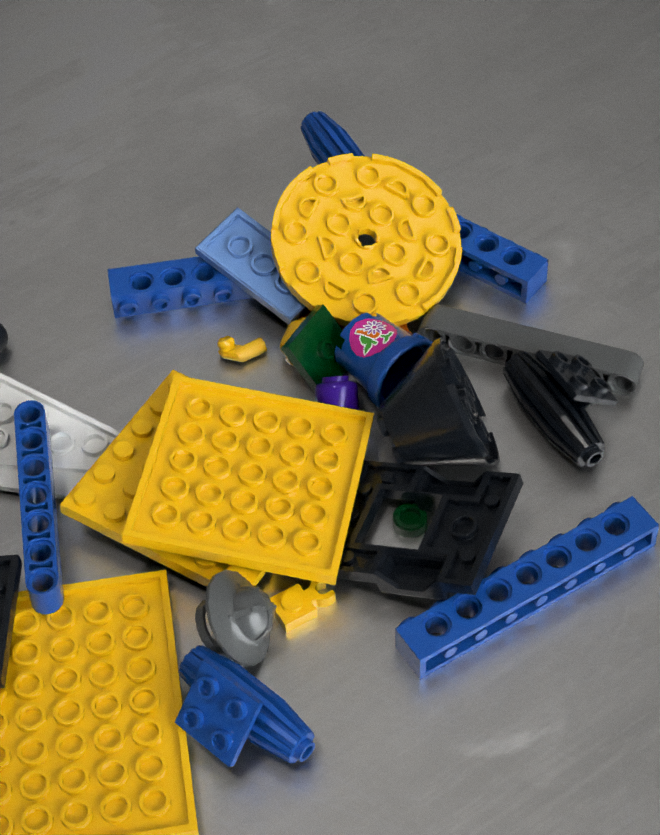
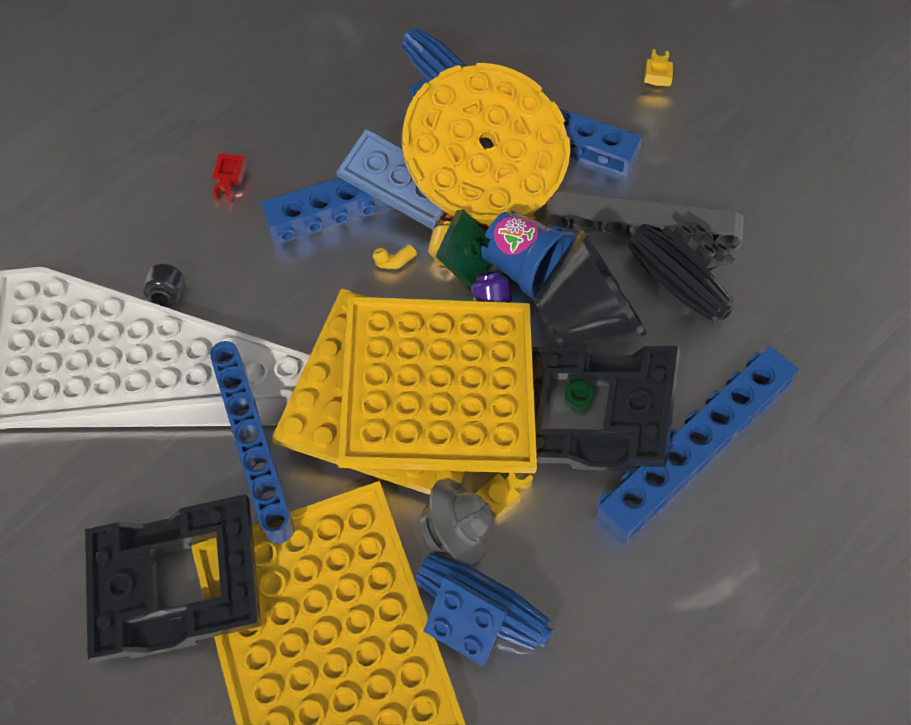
camera: 10 degrees left, 10 degrees up
(80, 237) = (228, 171): none -> red plate
(591, 194) = (658, 70): none -> yellow plate

